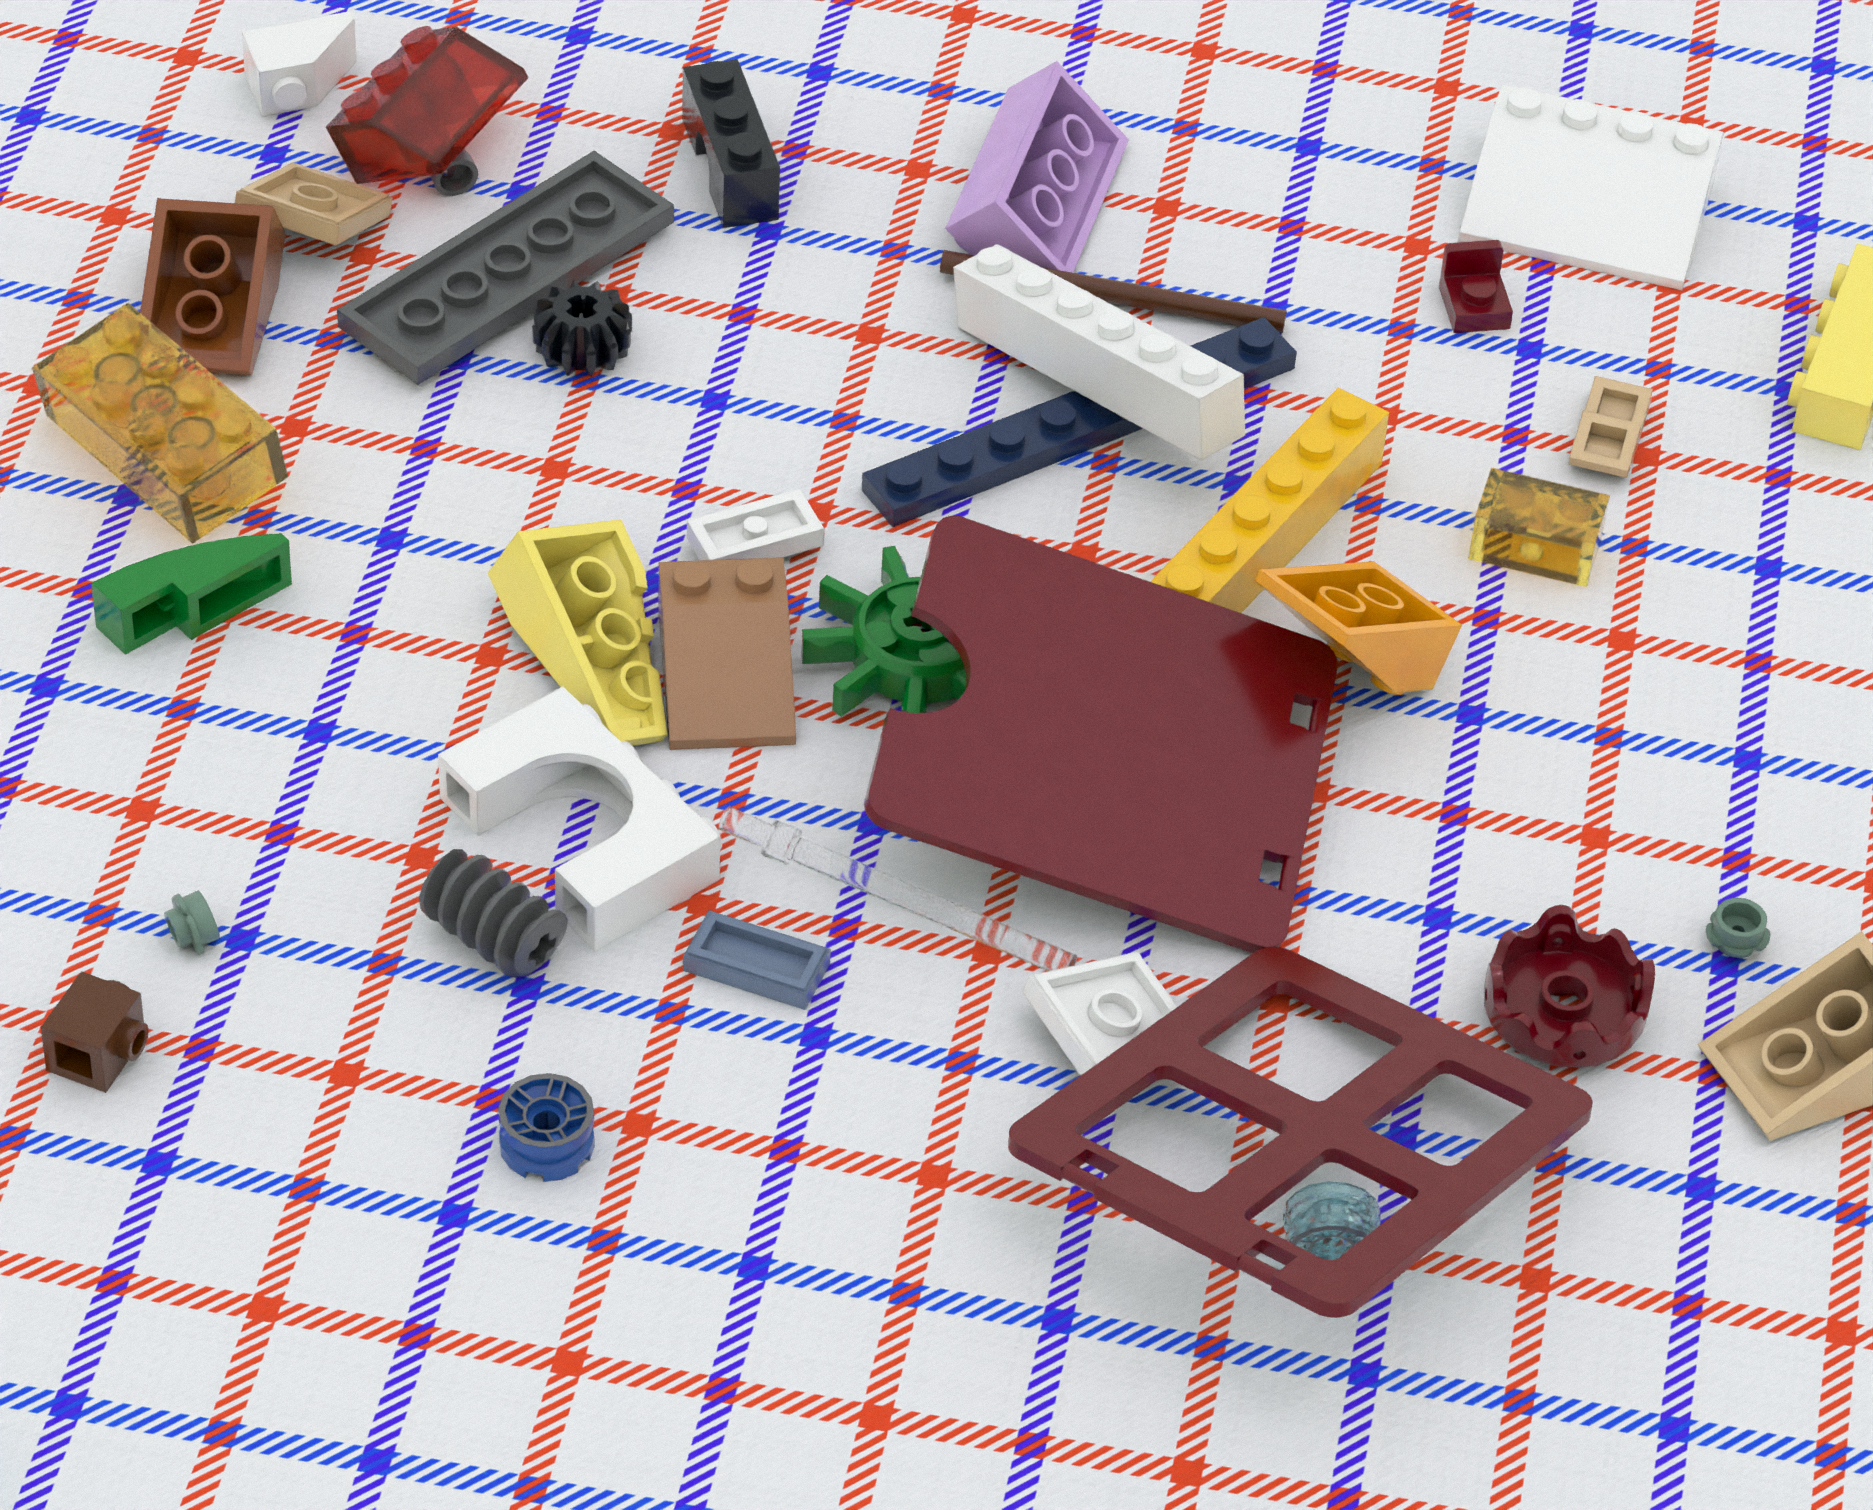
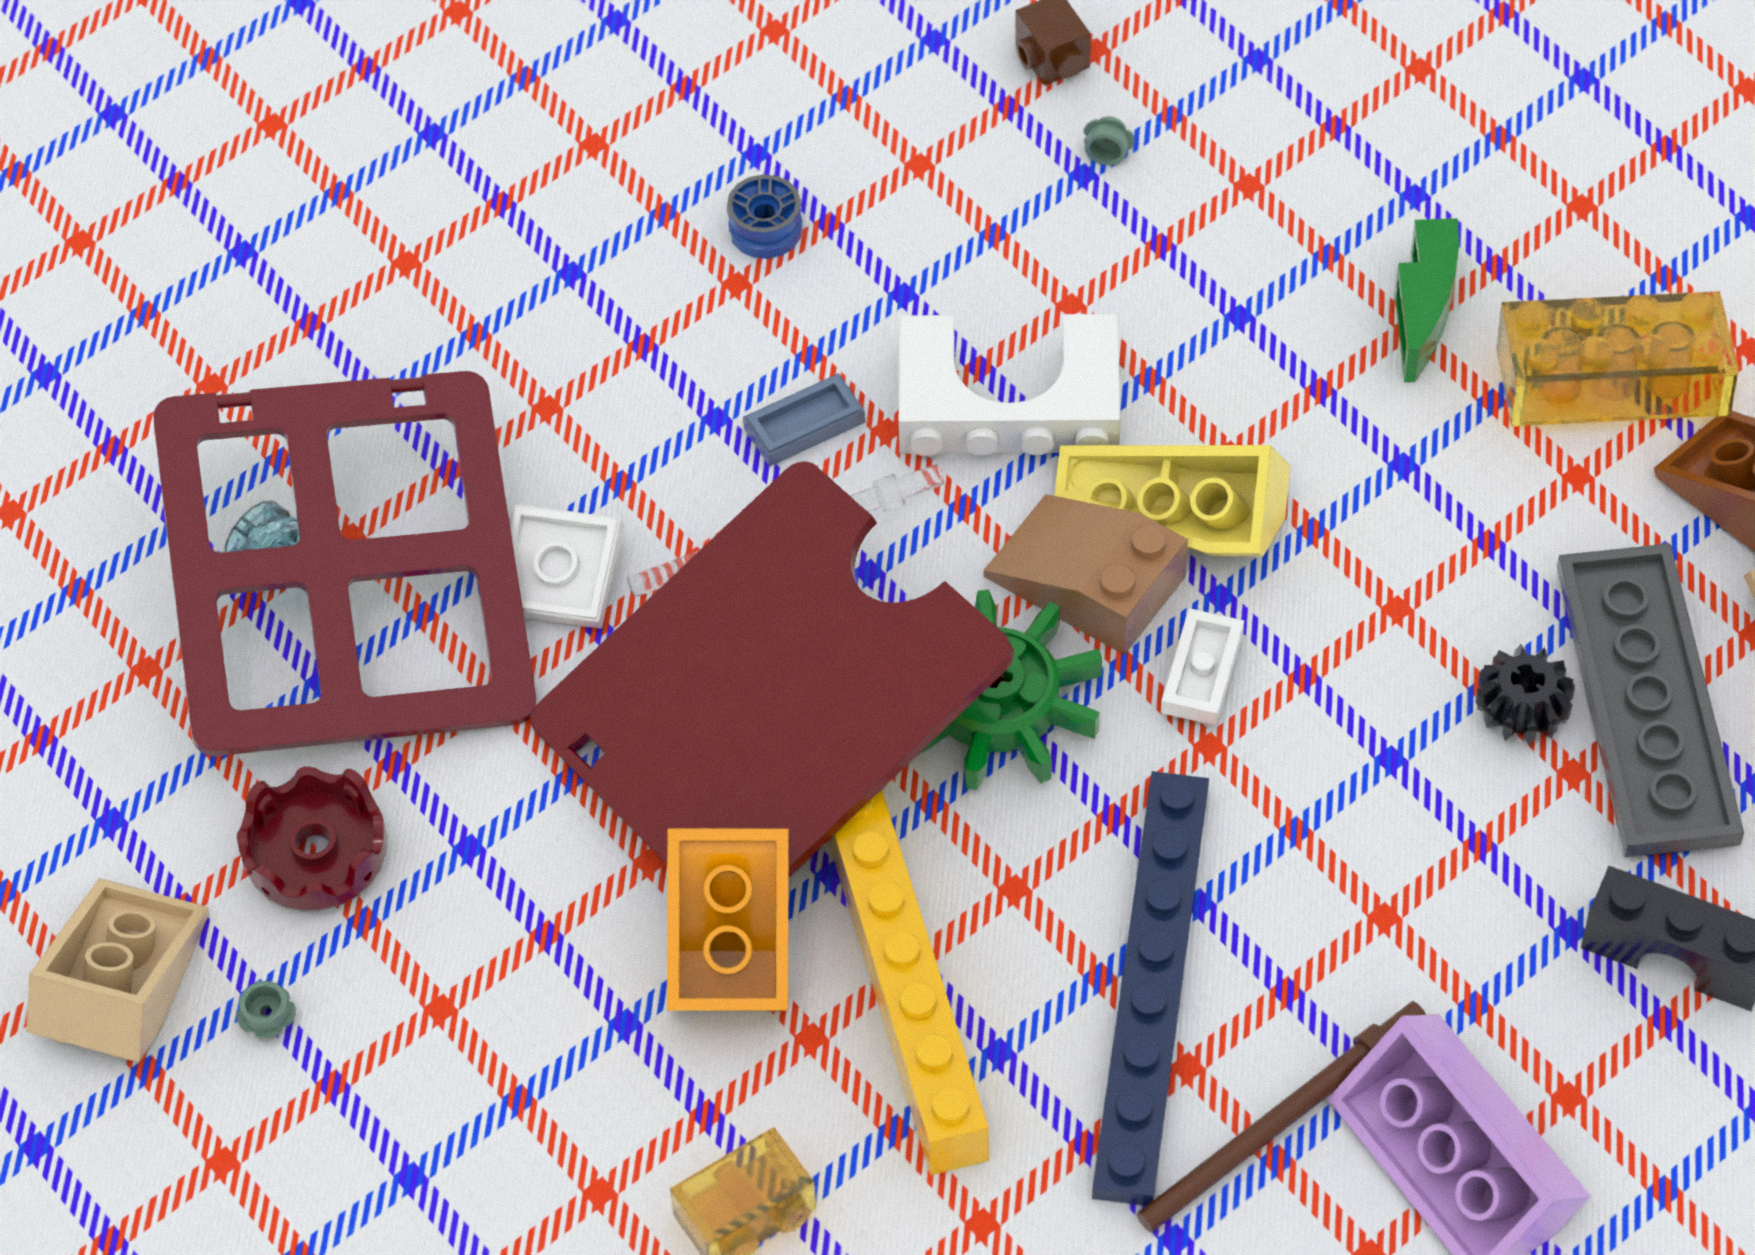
camera: 135 degrees right, 10 degrees up
(492, 913) = (958, 280): dark grey piece -> none
(1100, 351) = (1177, 985): white brick -> none

